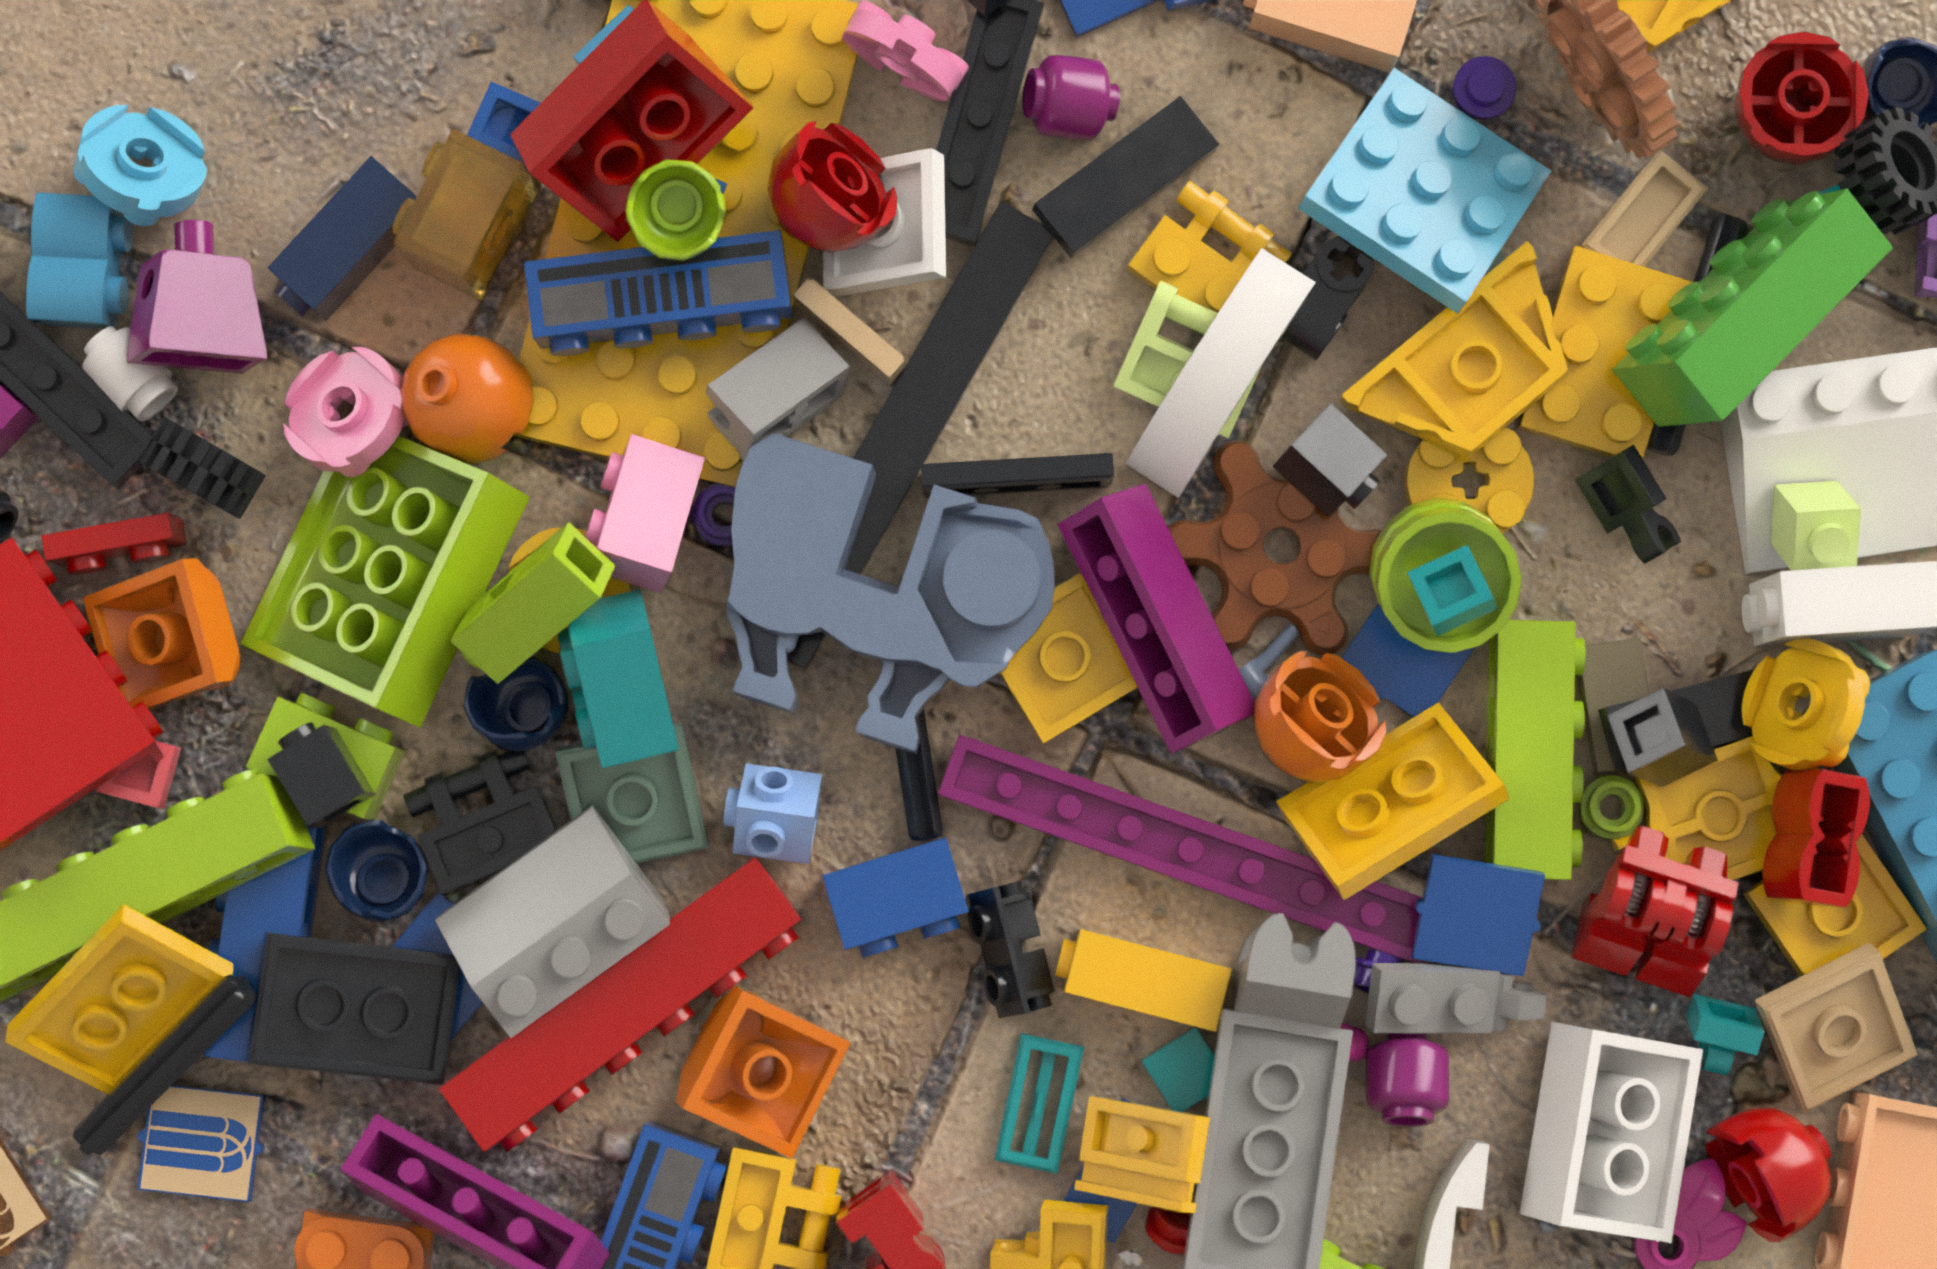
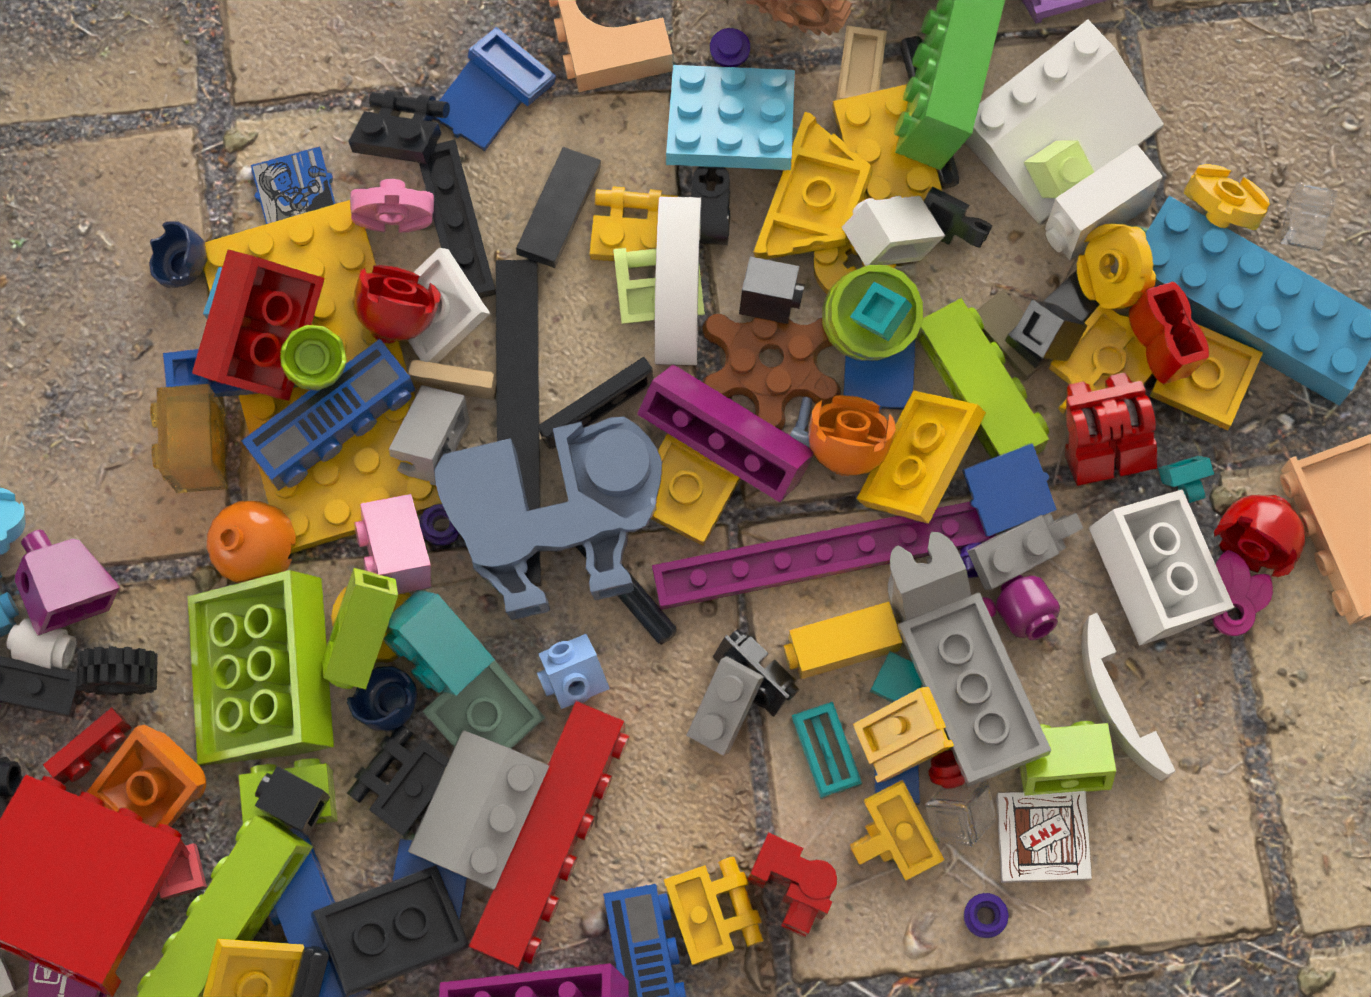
camera: 25 degrees left, 10 degrees down
(341, 242) = (126, 498): dark blue brick -> none
(370, 428) = (202, 598): bright pink plate -> none
(376, 871) = (356, 844): dark blue hair -> none
(759, 1070) = (652, 824): orange slope -> none
(895, 896) = (671, 678): blue brick -> none
(942, 973) = (725, 705): none -> light grey plate
(1070, 97) = (501, 181): magenta head -> none
(1541, 476) = (892, 230): none -> white brick
(1631, 807) = (1046, 379): lime plate -> none
(1836, 1027) = (1248, 435): tan tile -> none

